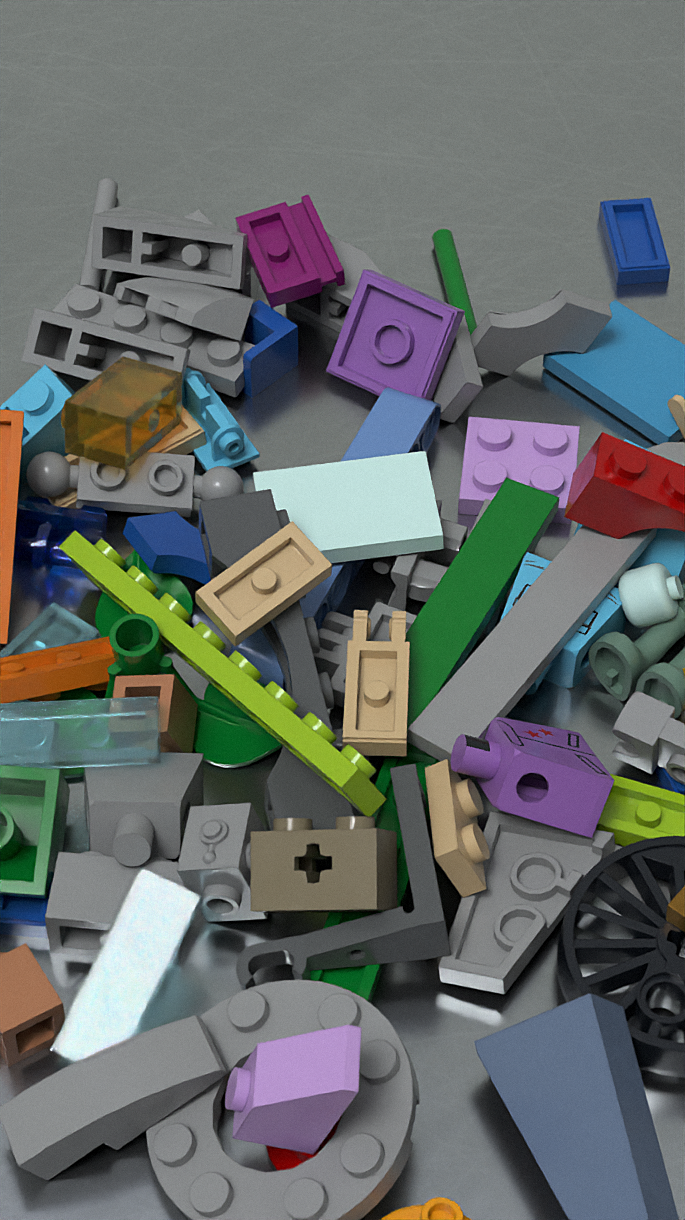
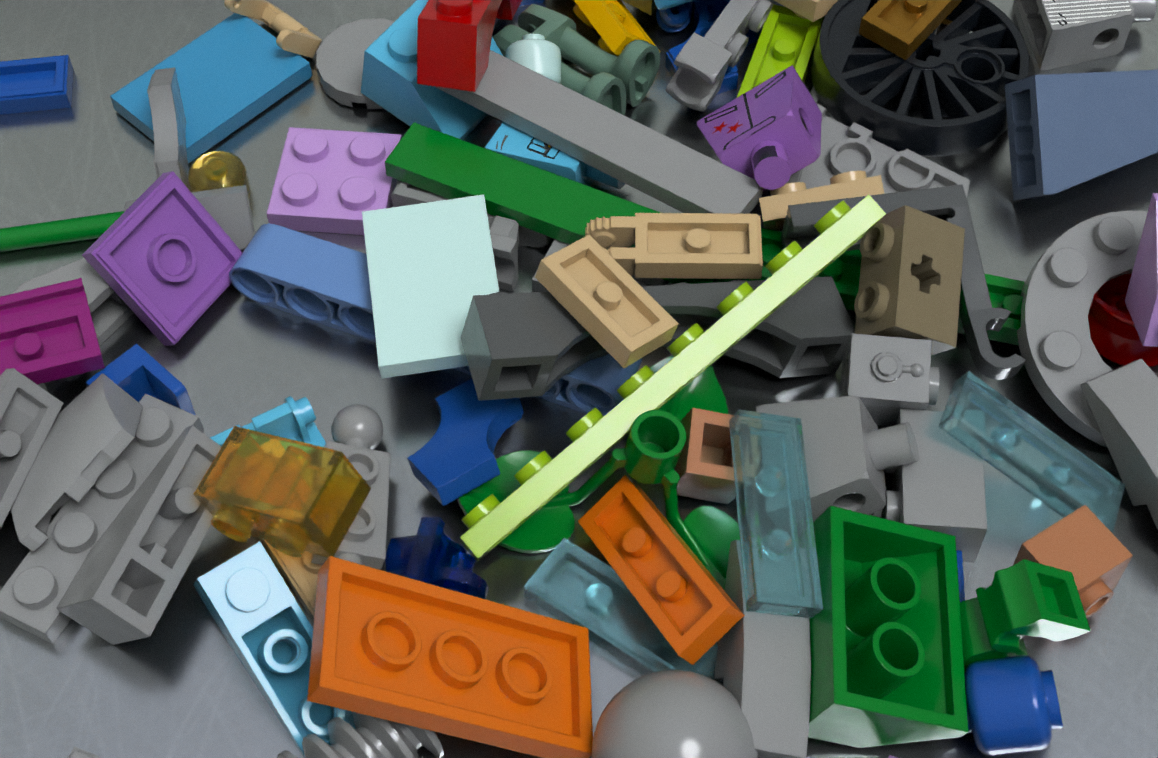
camera: 90 degrees left, 5 degrees up
(513, 385) = (217, 171): none -> clear yellow piece

